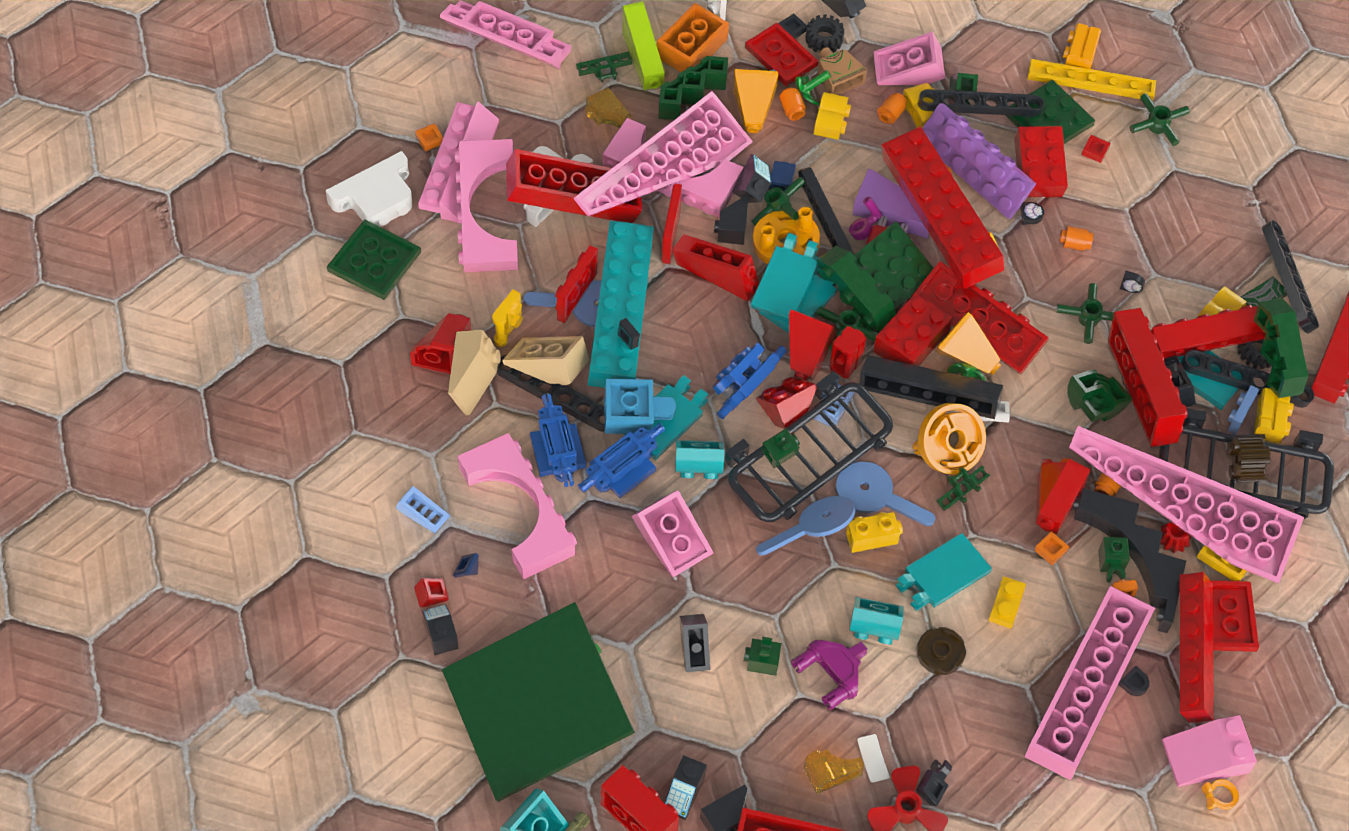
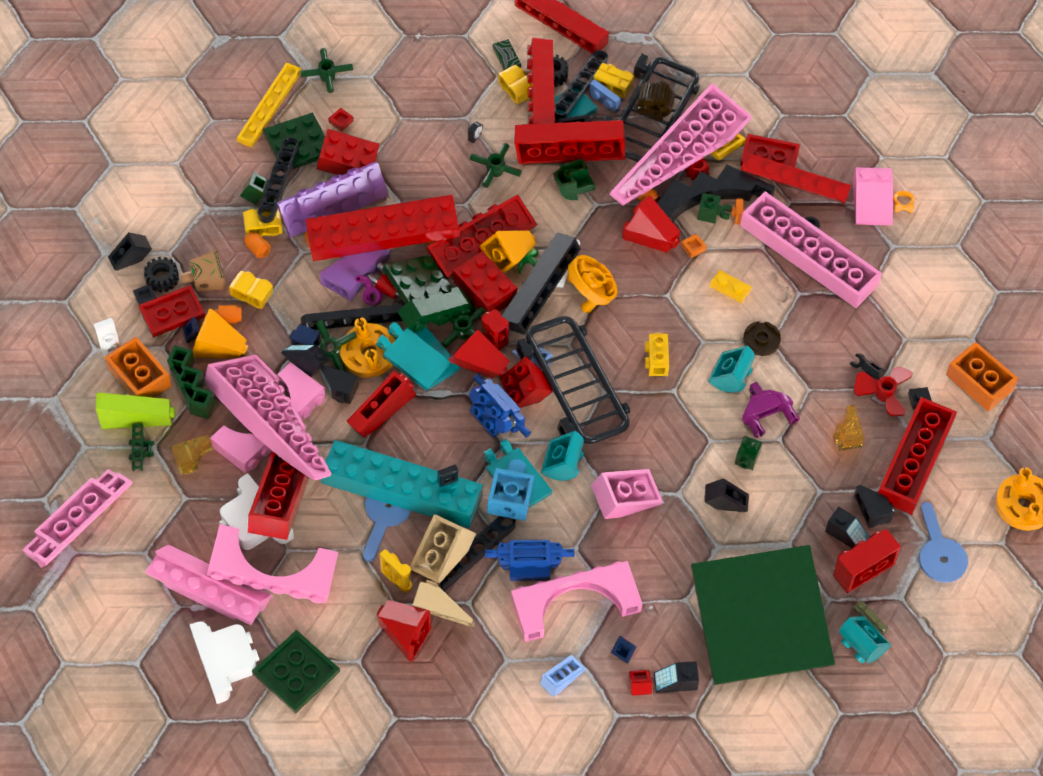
camera: 75 degrees left, 0 degrees up
(429, 137) = (173, 603): orange plate -> none
(576, 283) = (377, 509): red plate -> none
(623, 463) = (556, 512): blue piece -> none
(671, 223) = (333, 426): red tile -> none
(780, 447) = (576, 394): dark green brick -> none
(805, 86) = (216, 300): green plant -> none
(814, 522) = (640, 393): medium blue piece -> none
(873, 758) = (839, 404): white sticker -> none
(878, 494) = (620, 347): medium blue piece -> none
(910, 62) = (213, 220): bright pink slope -> none
(944, 572) = (697, 319): teal tile -> none
(973, 481) = (627, 289): dark green piece -> none
(1031, 213) = (390, 178): tile -> none
(1076, 238) = (423, 155): orange brick -> none
(1083, 46) = (238, 100): light orange brick -> none
(1282, 347) = (574, 48): dark green brick -> none
(1290, 276) = (494, 33): black beam -> none

